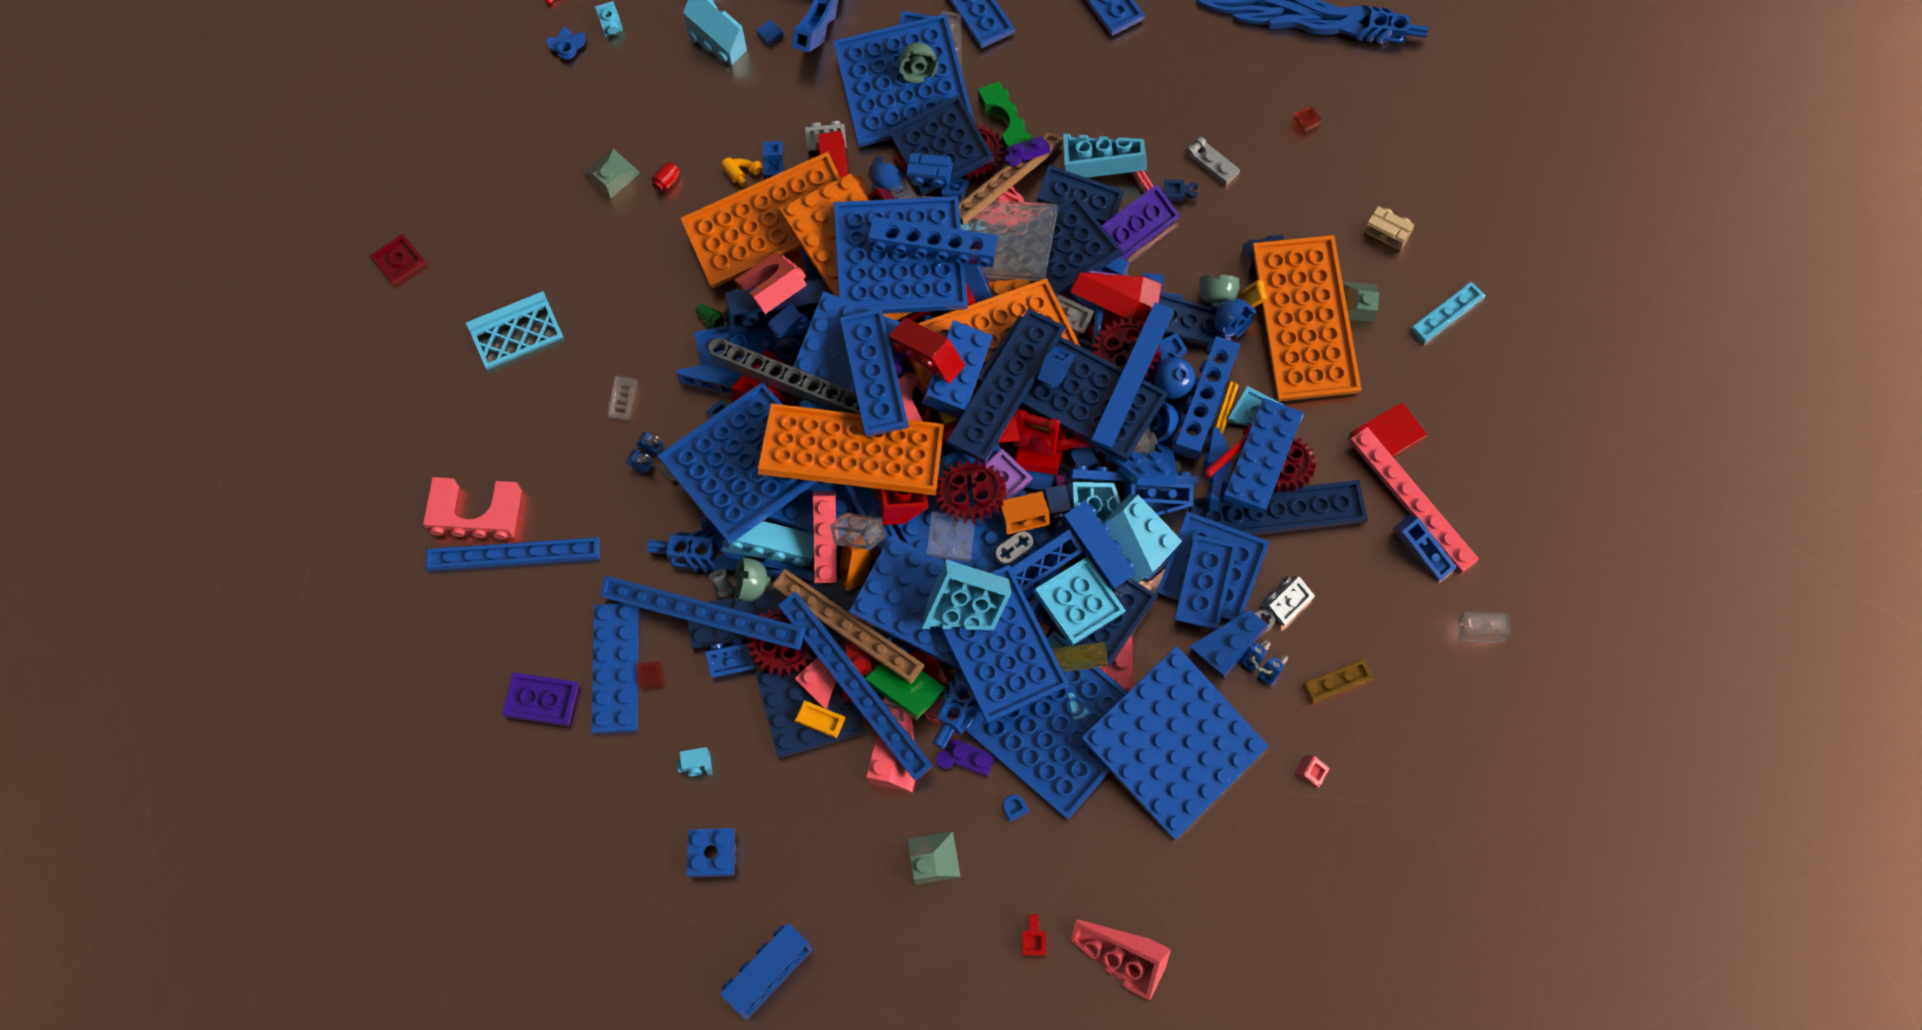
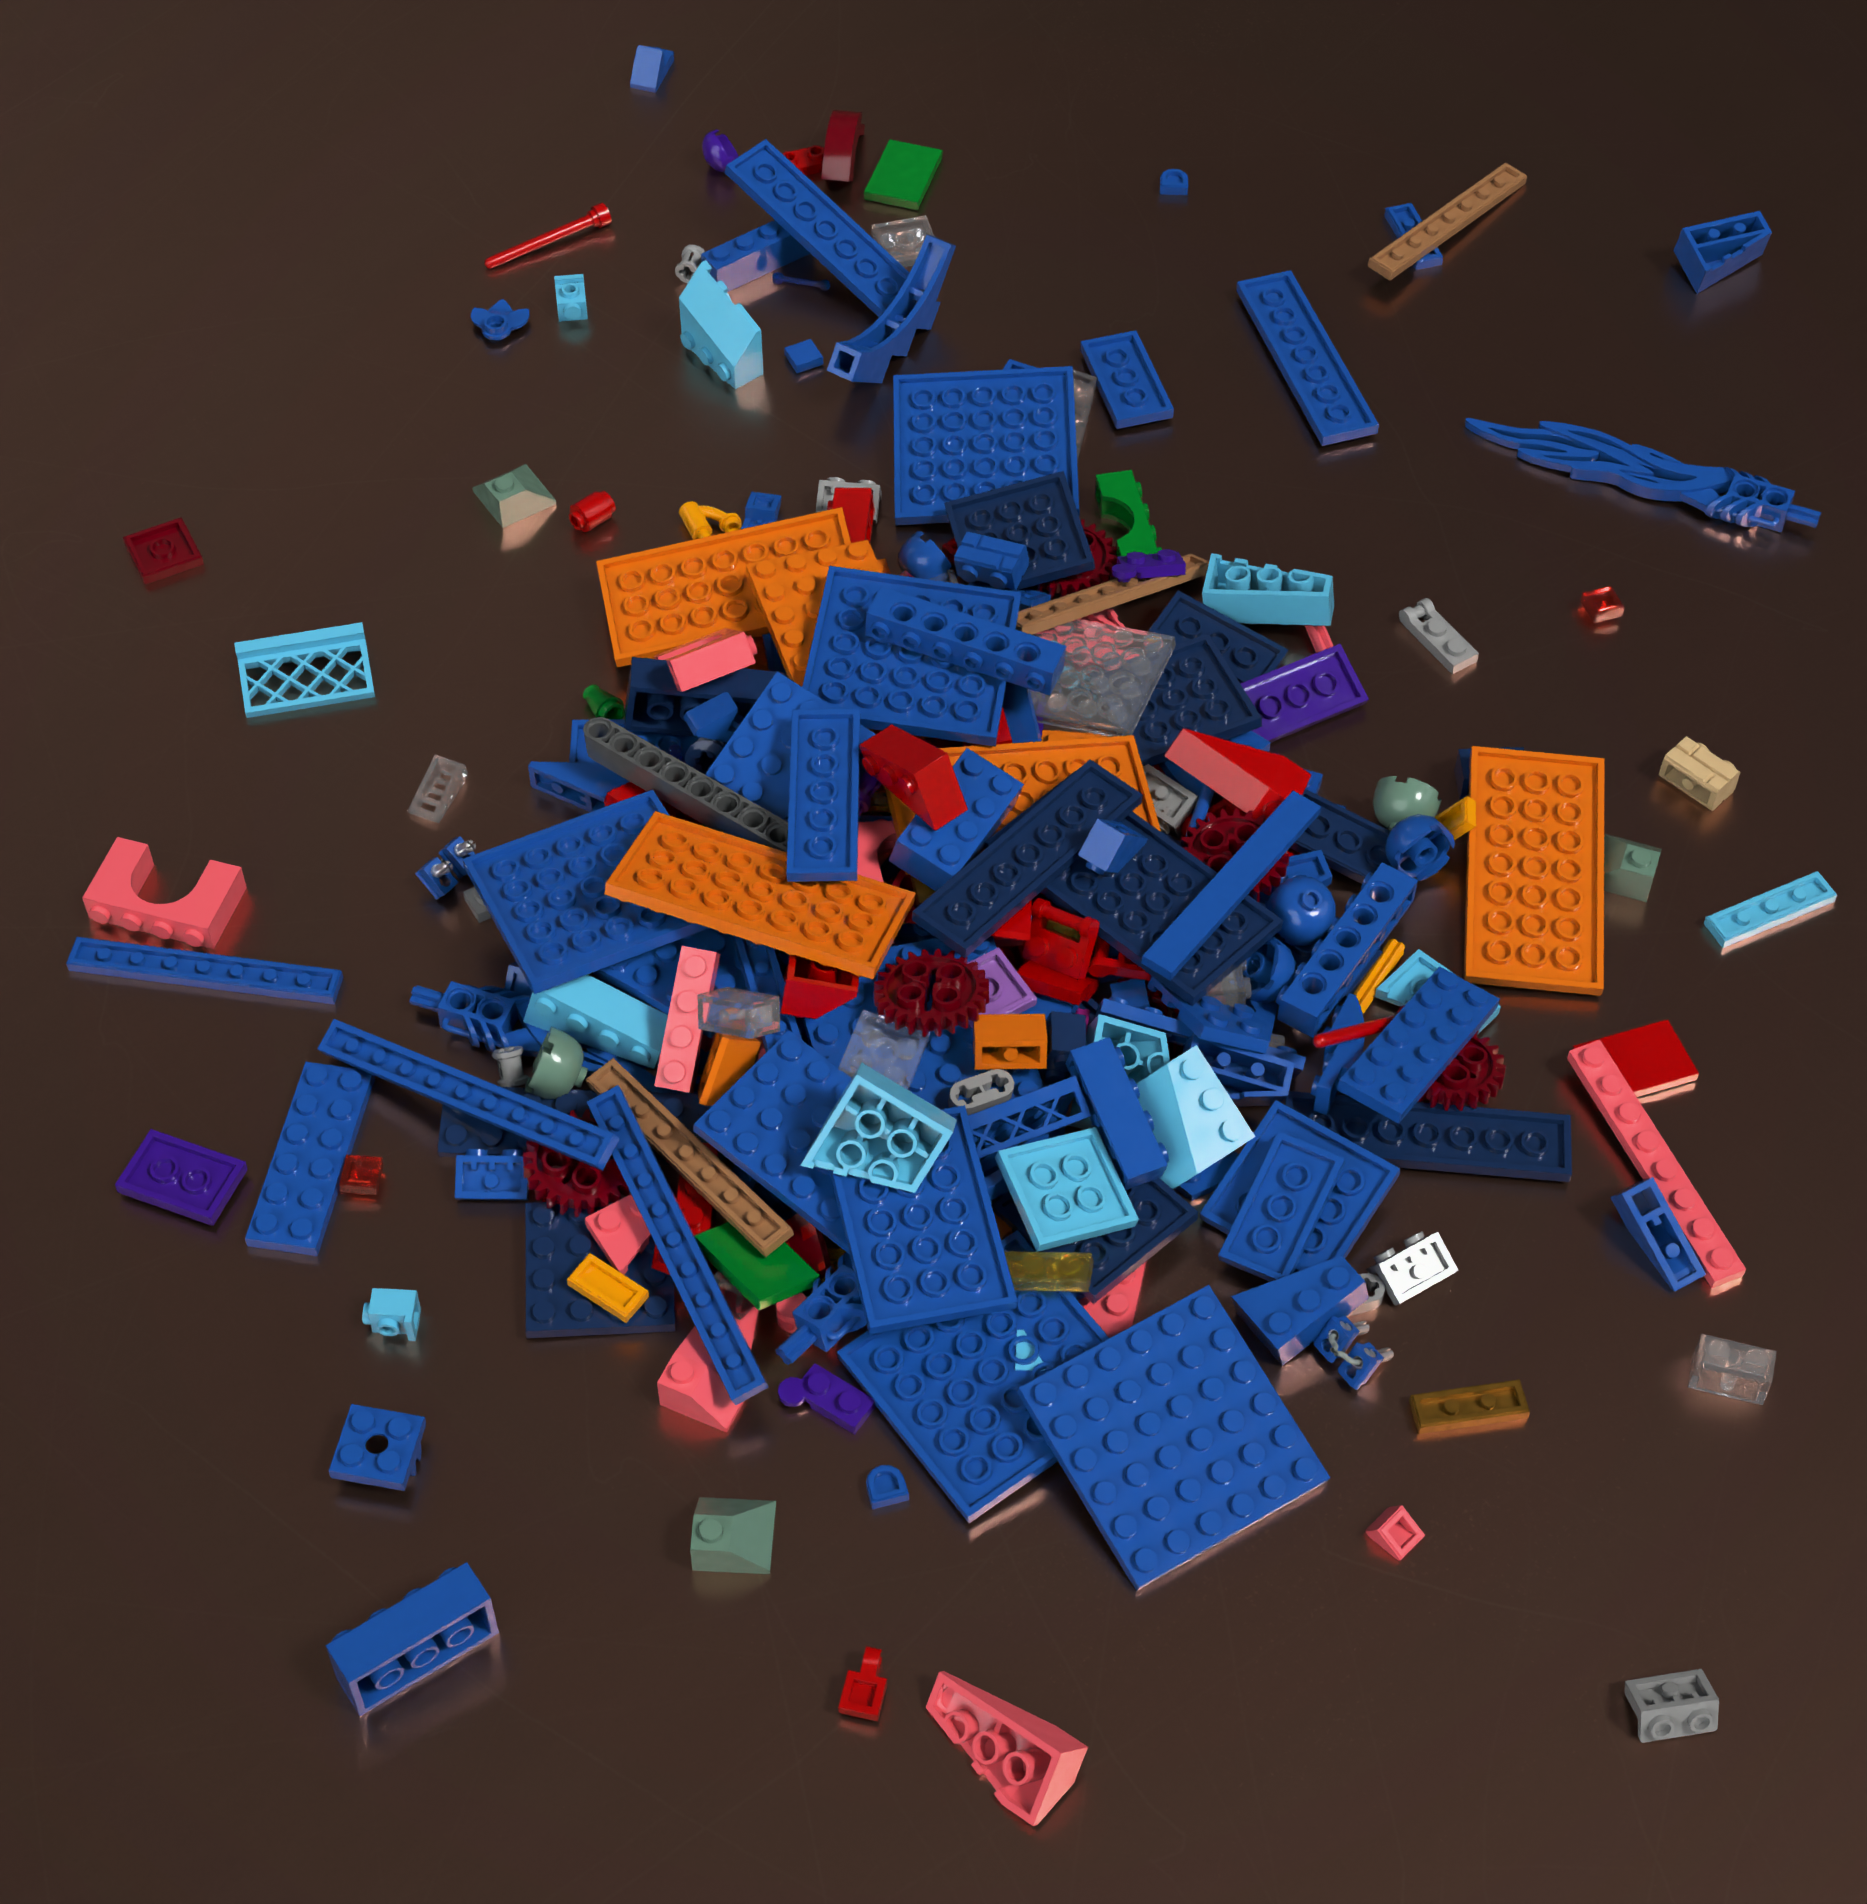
camera: 10 degrees right, 15 degrees down
(917, 62) = (1011, 419): sand green cylinder -> none
(1176, 190) = (1372, 664): dark blue plate -> none
(1490, 844) = (1673, 1705): none -> light grey bracket

